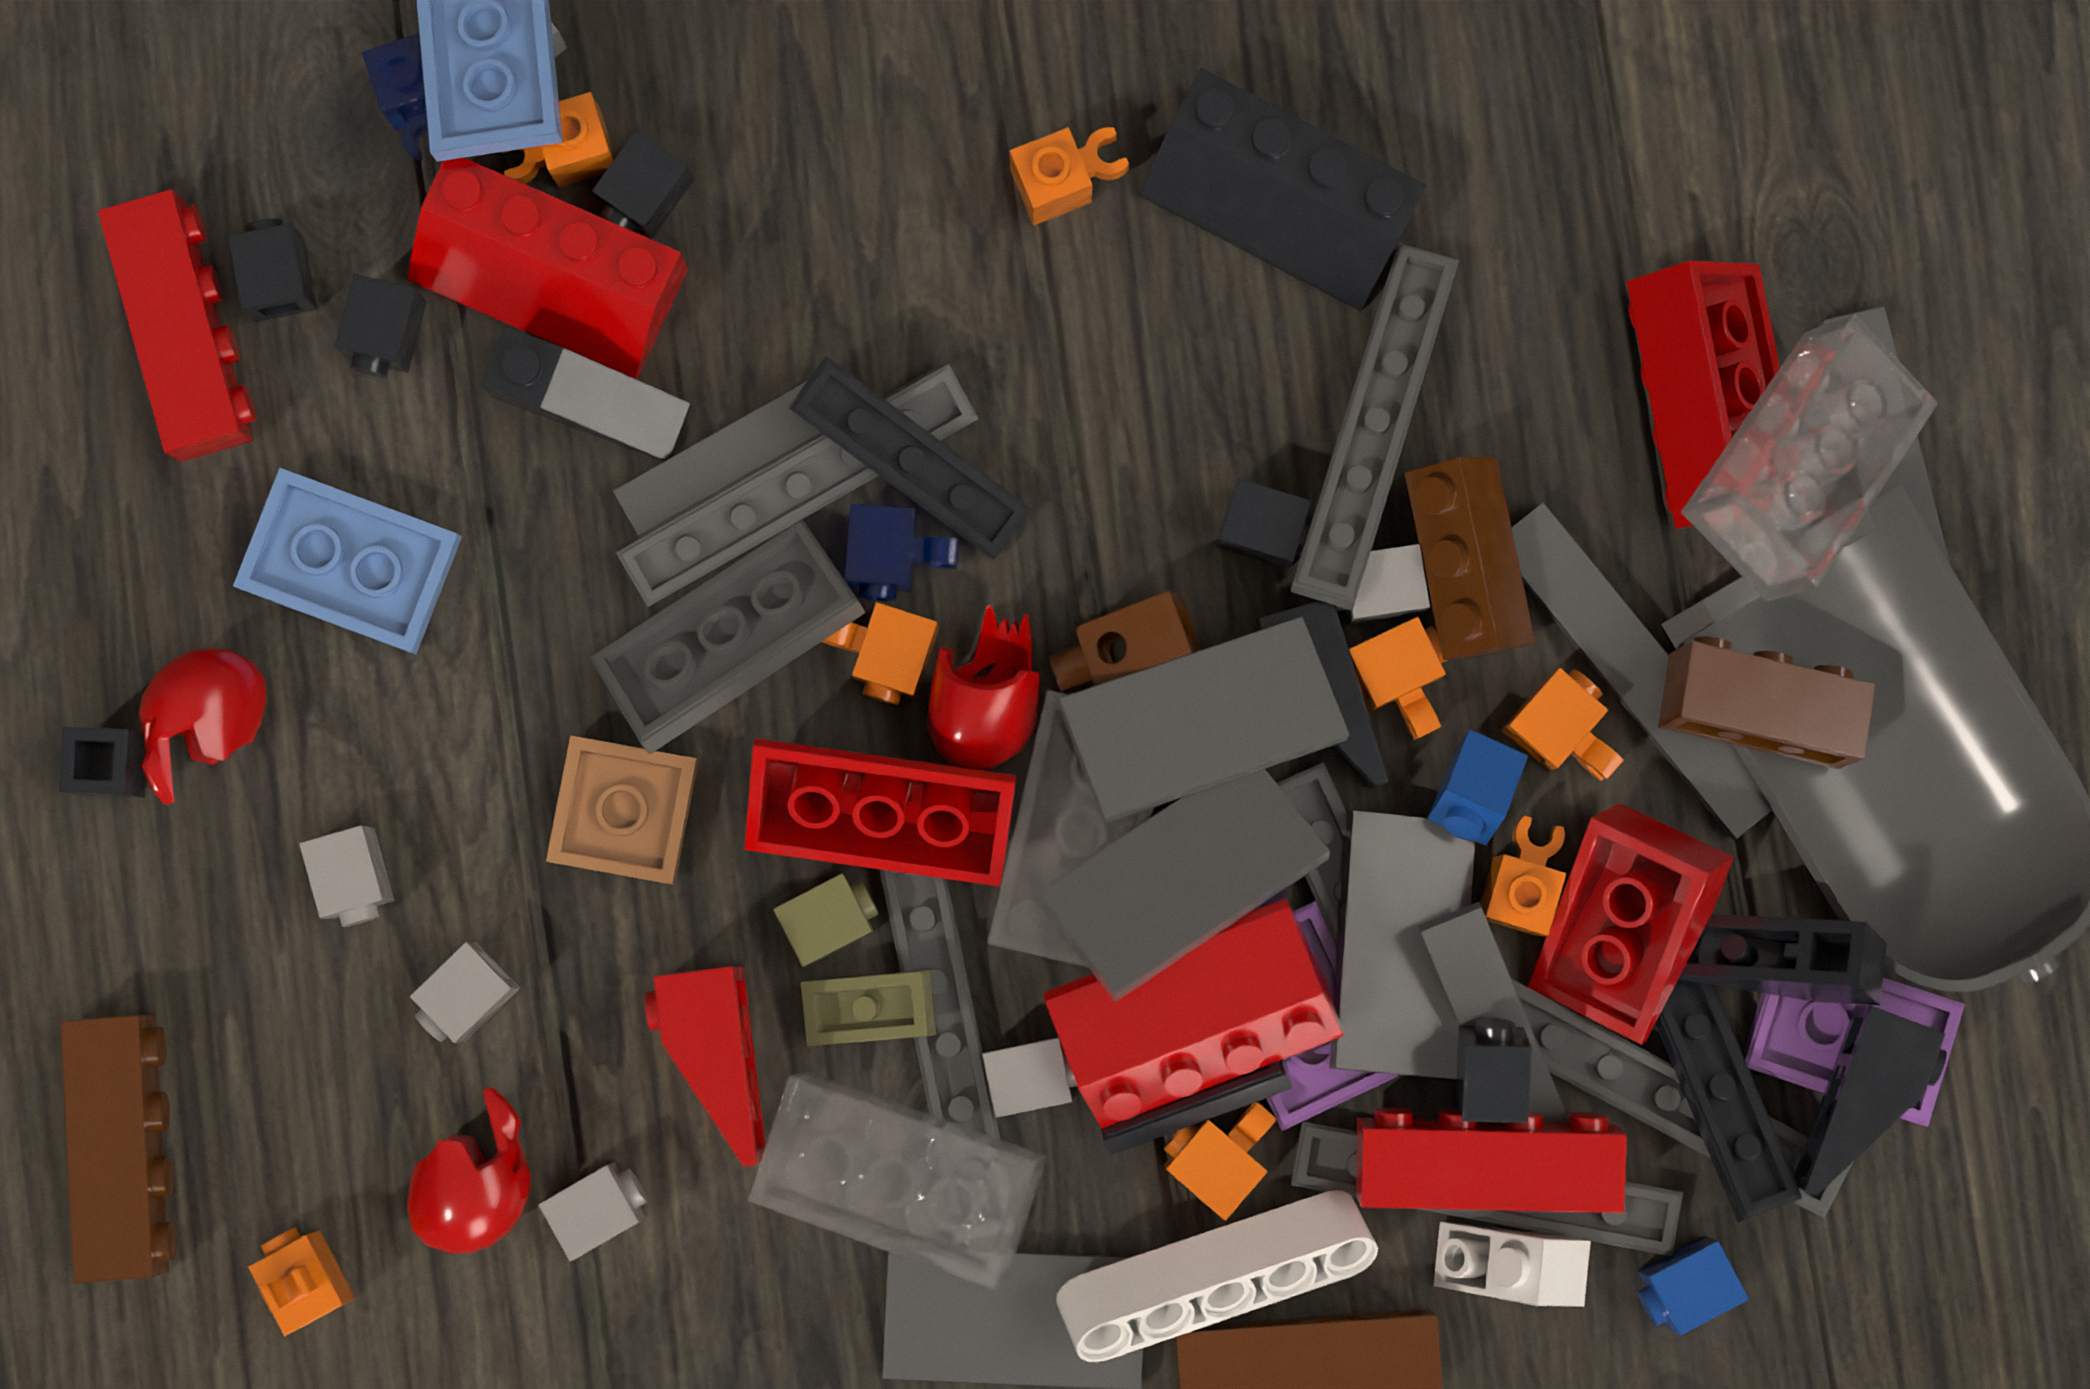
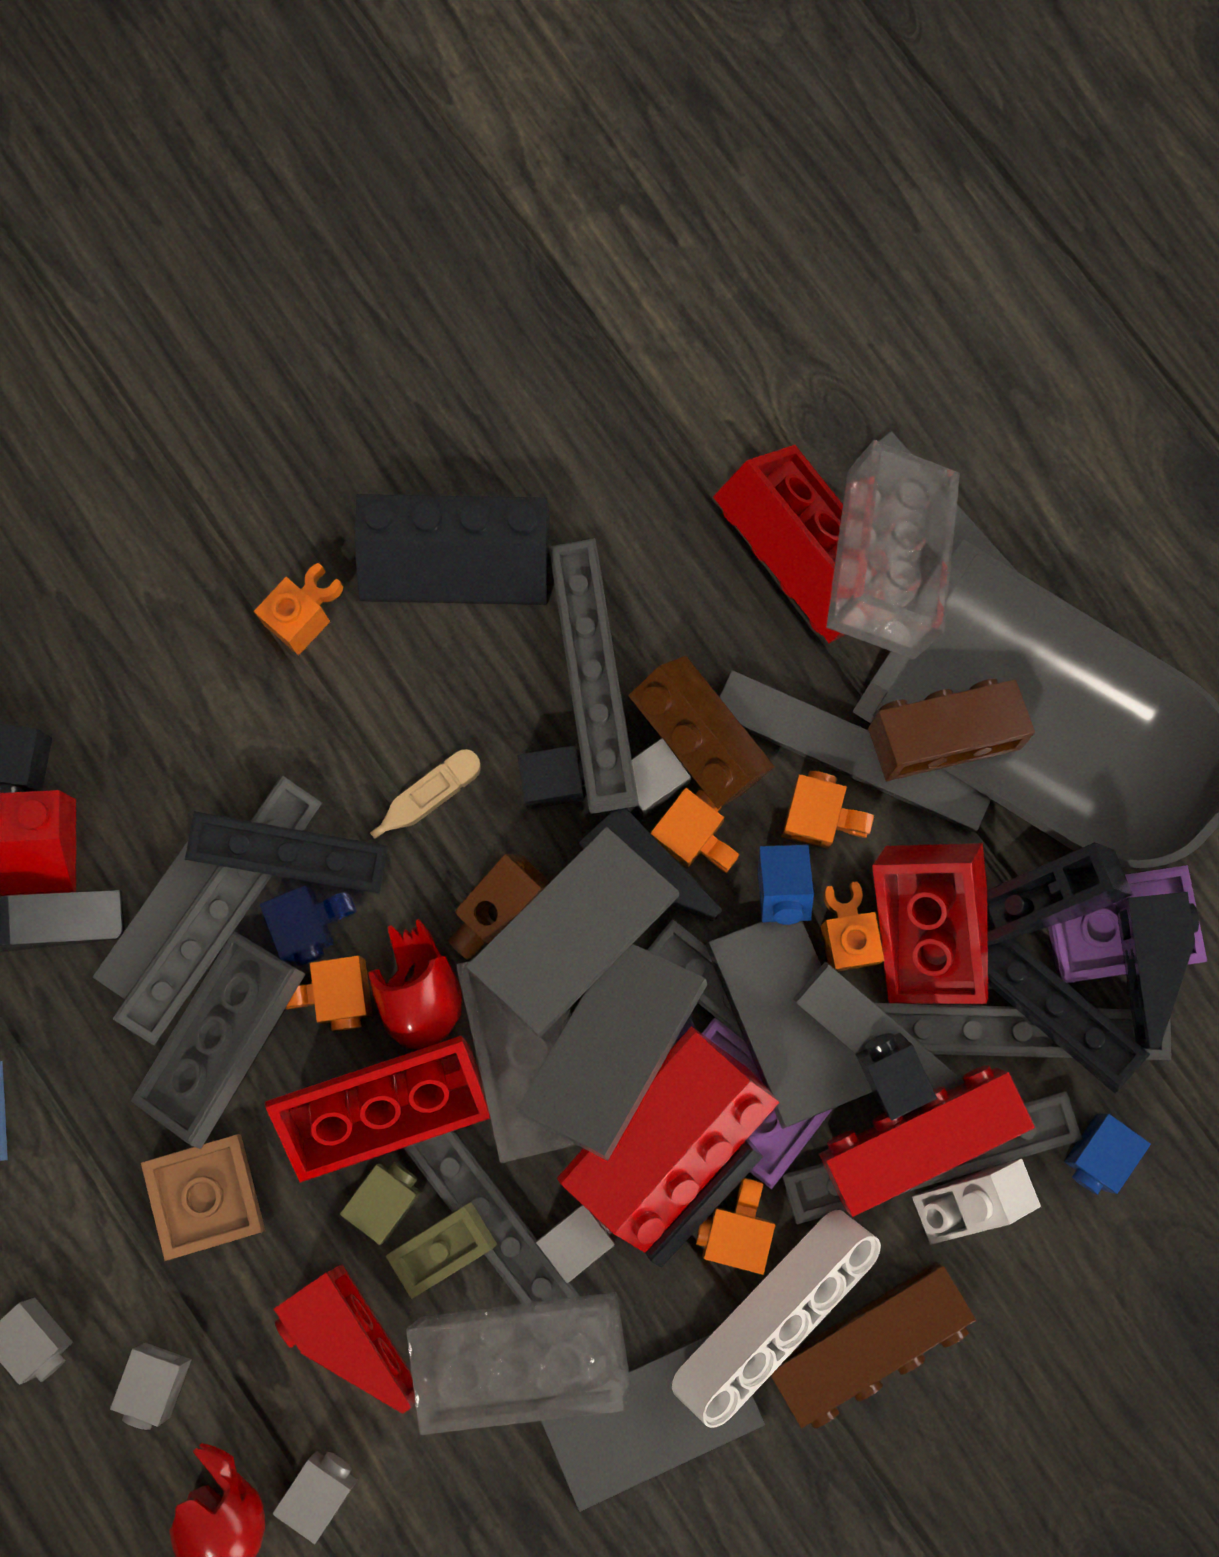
camera: 20 degrees left, 5 degrees down
(1112, 468) = (430, 791): none -> tan piece

